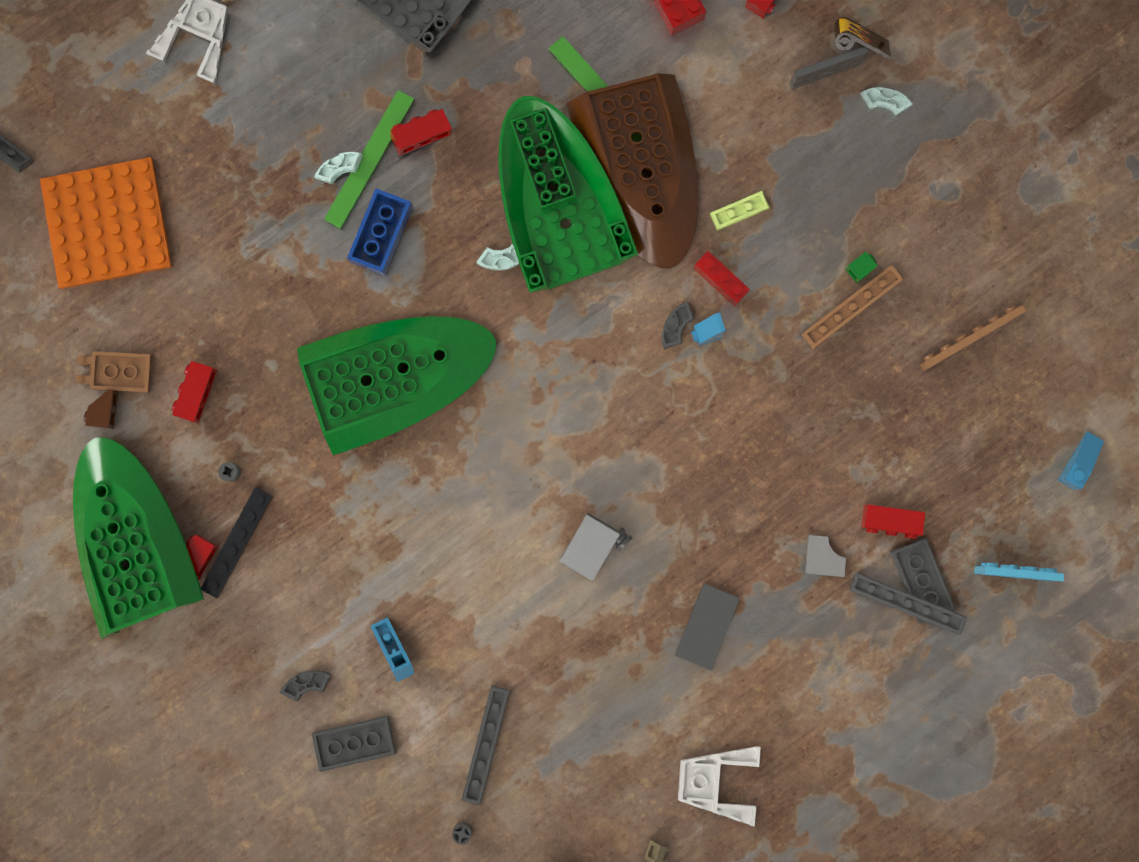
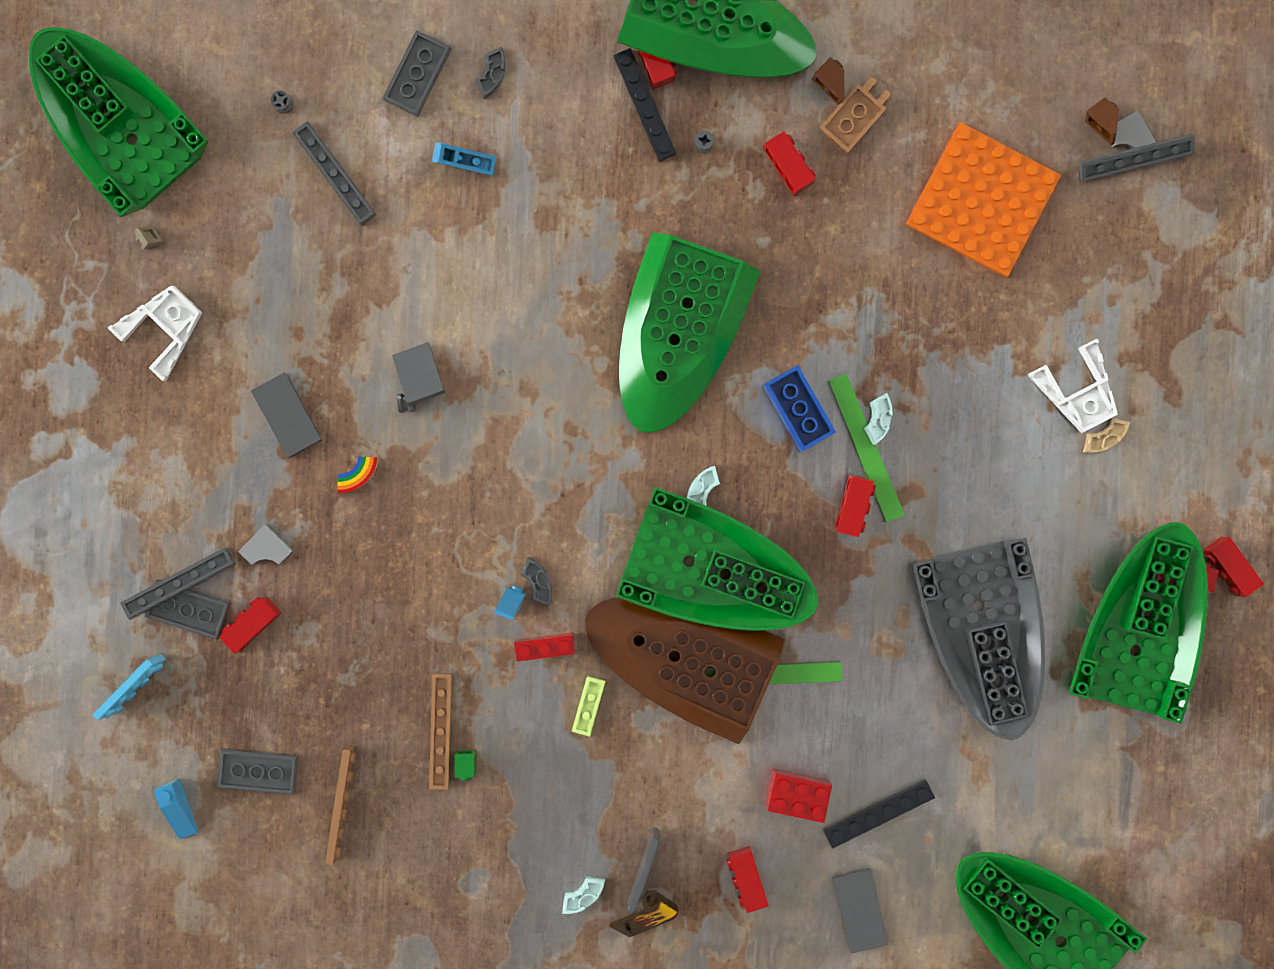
camera: 130 degrees right, 5 degrees up
(709, 531) = (358, 476): none -> tile
(1001, 423) = (257, 771): none -> dark grey tile

